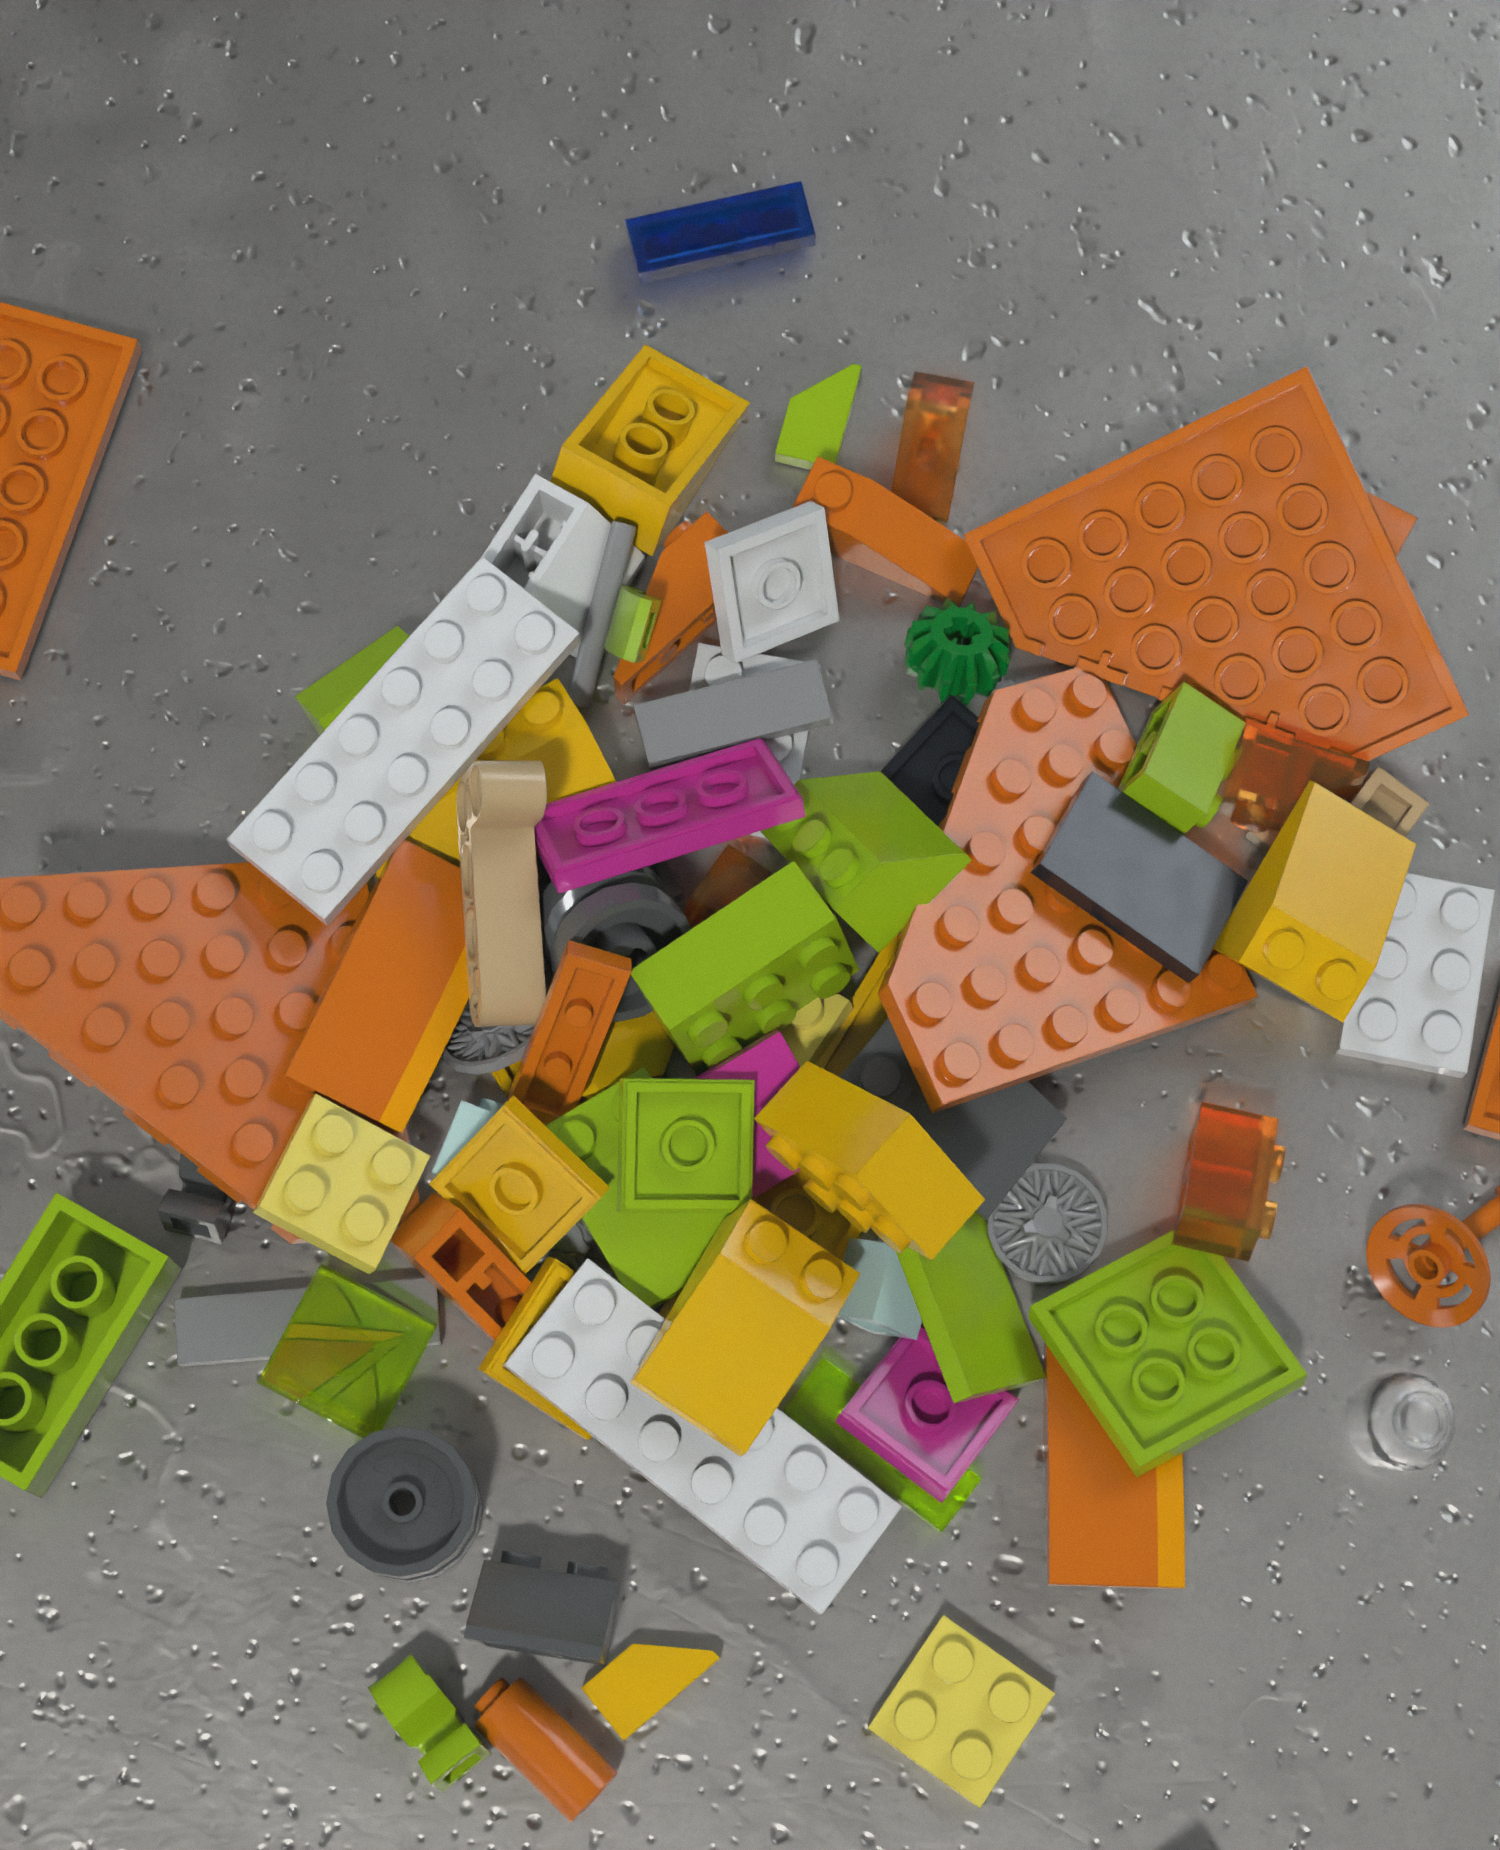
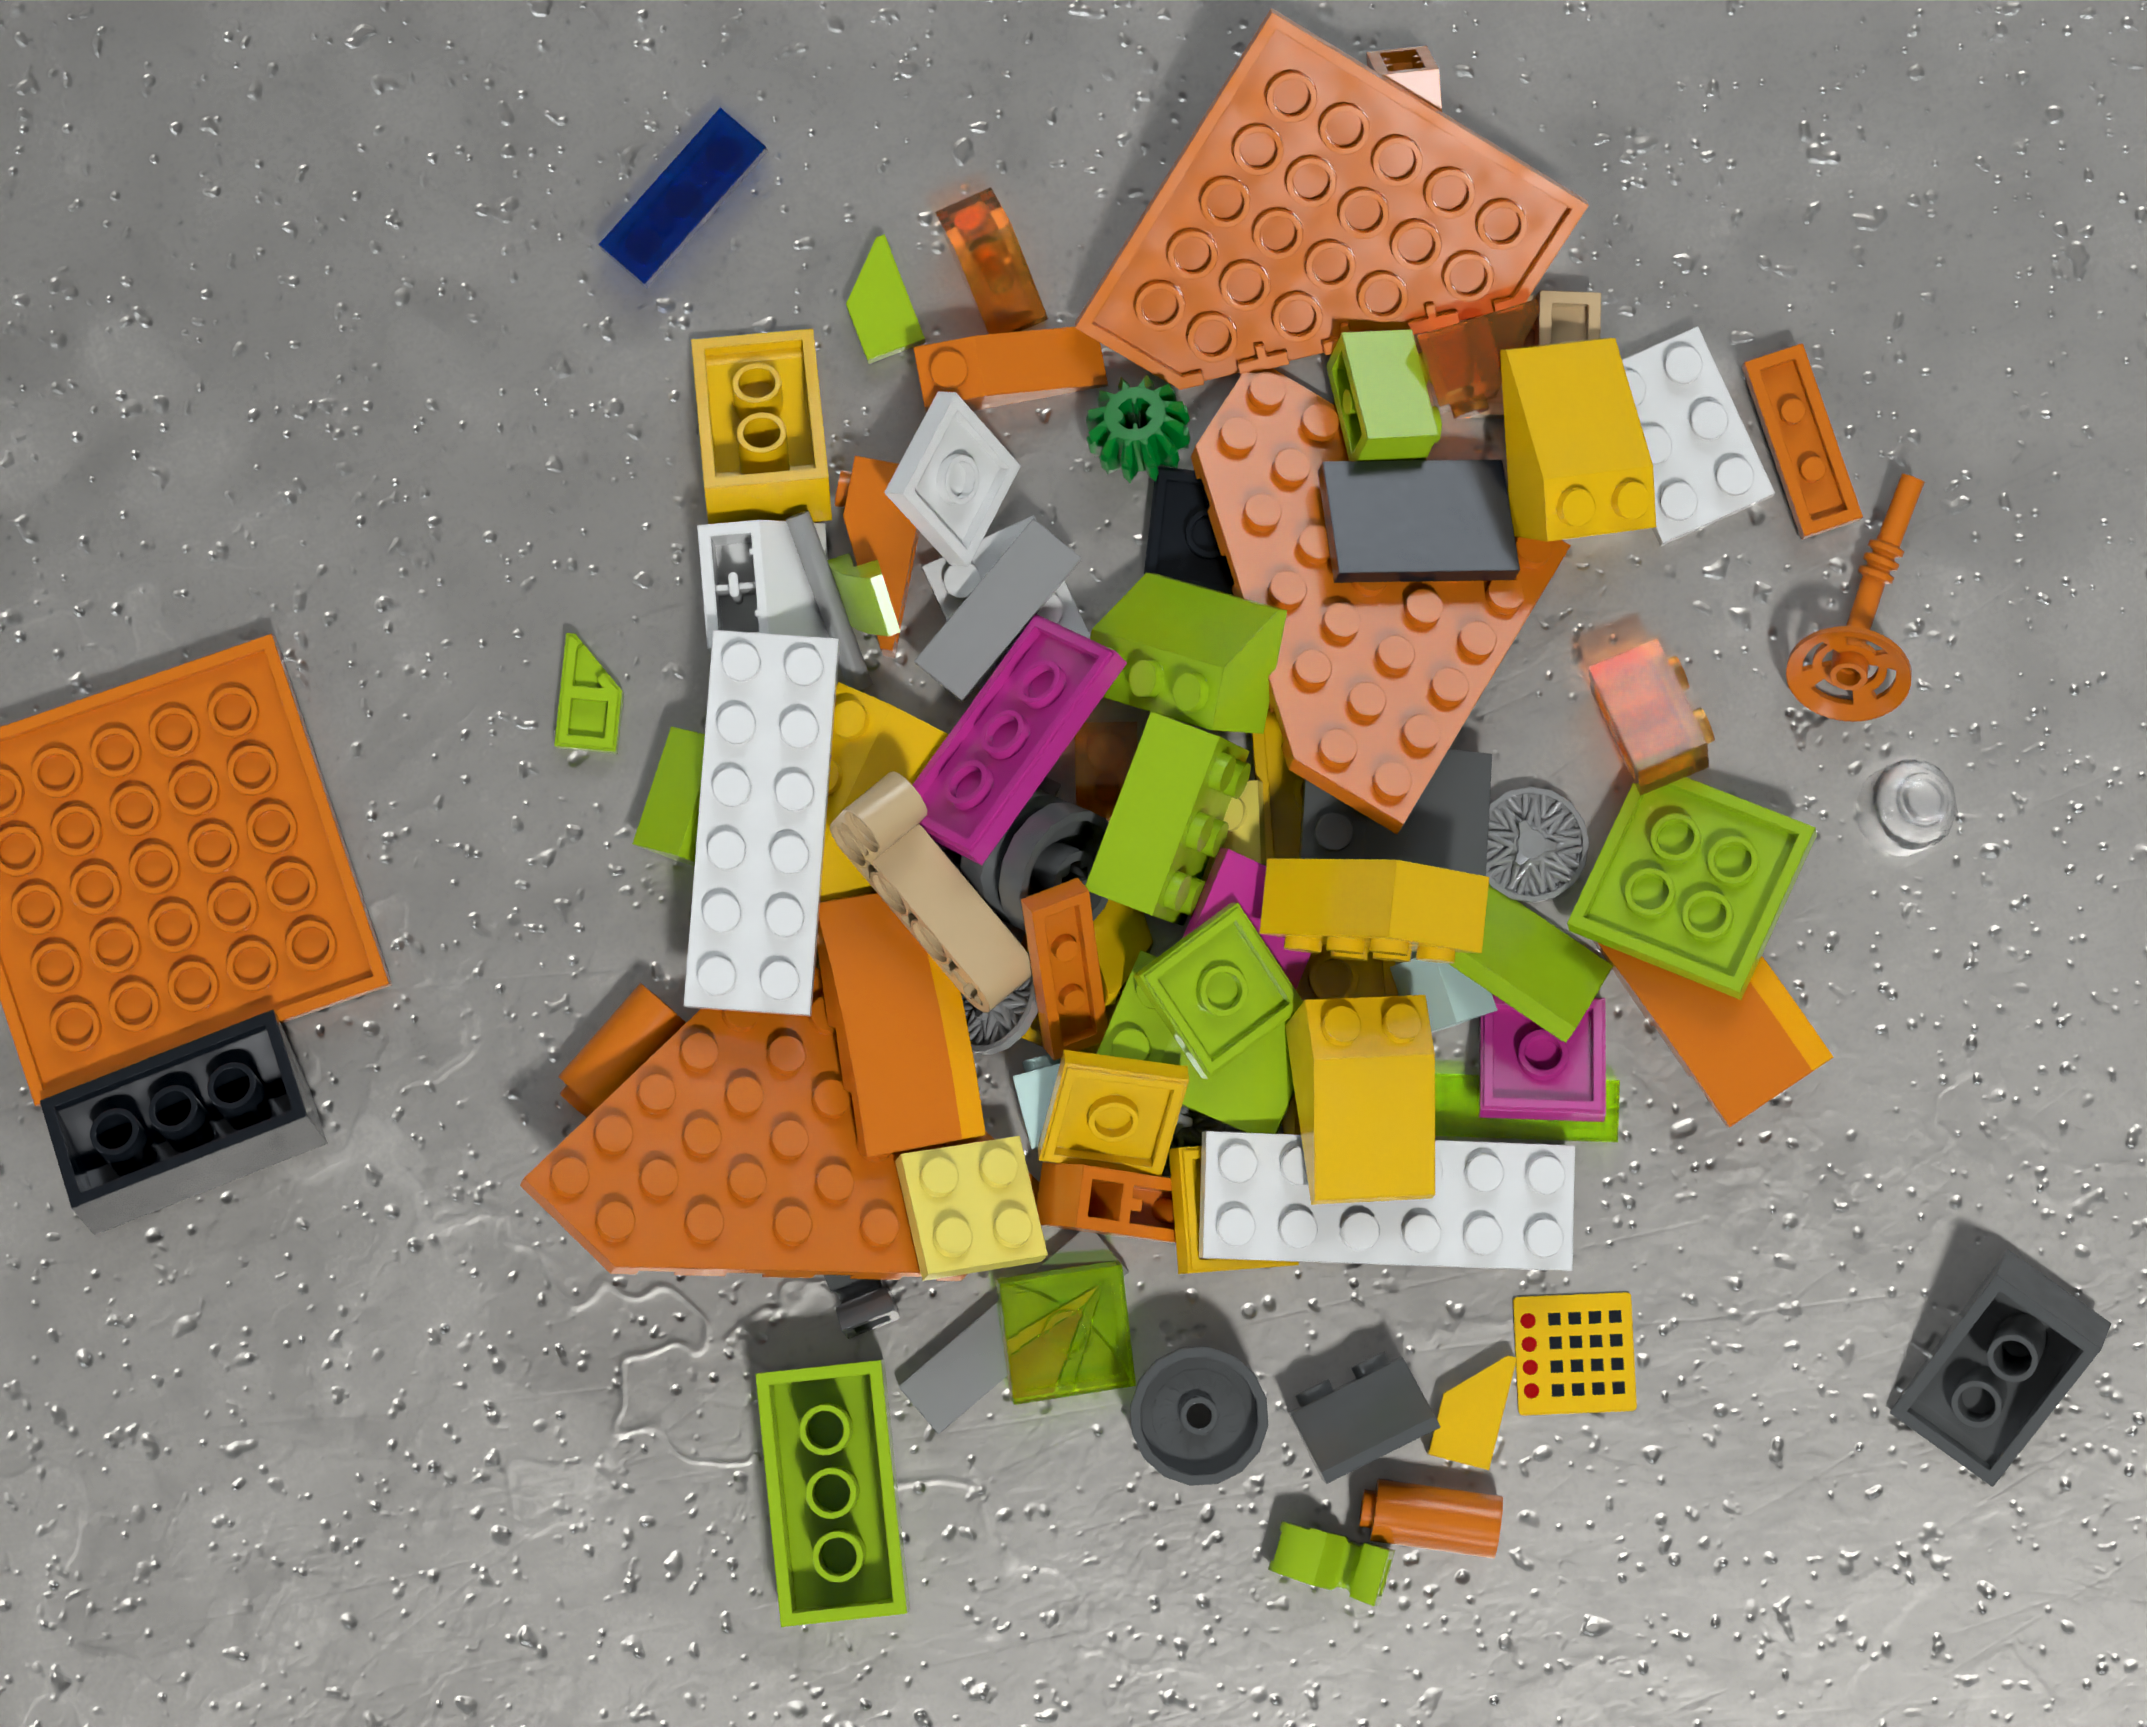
camera: 30 degrees left, 10 degrees up
(169, 845) = (618, 1049): none -> orange brick
(348, 568) = (588, 703): none -> lime tile
(774, 1694) = (1574, 1353): none -> yellow sticker
(961, 1711) = (1724, 1266): light yellow plate -> none

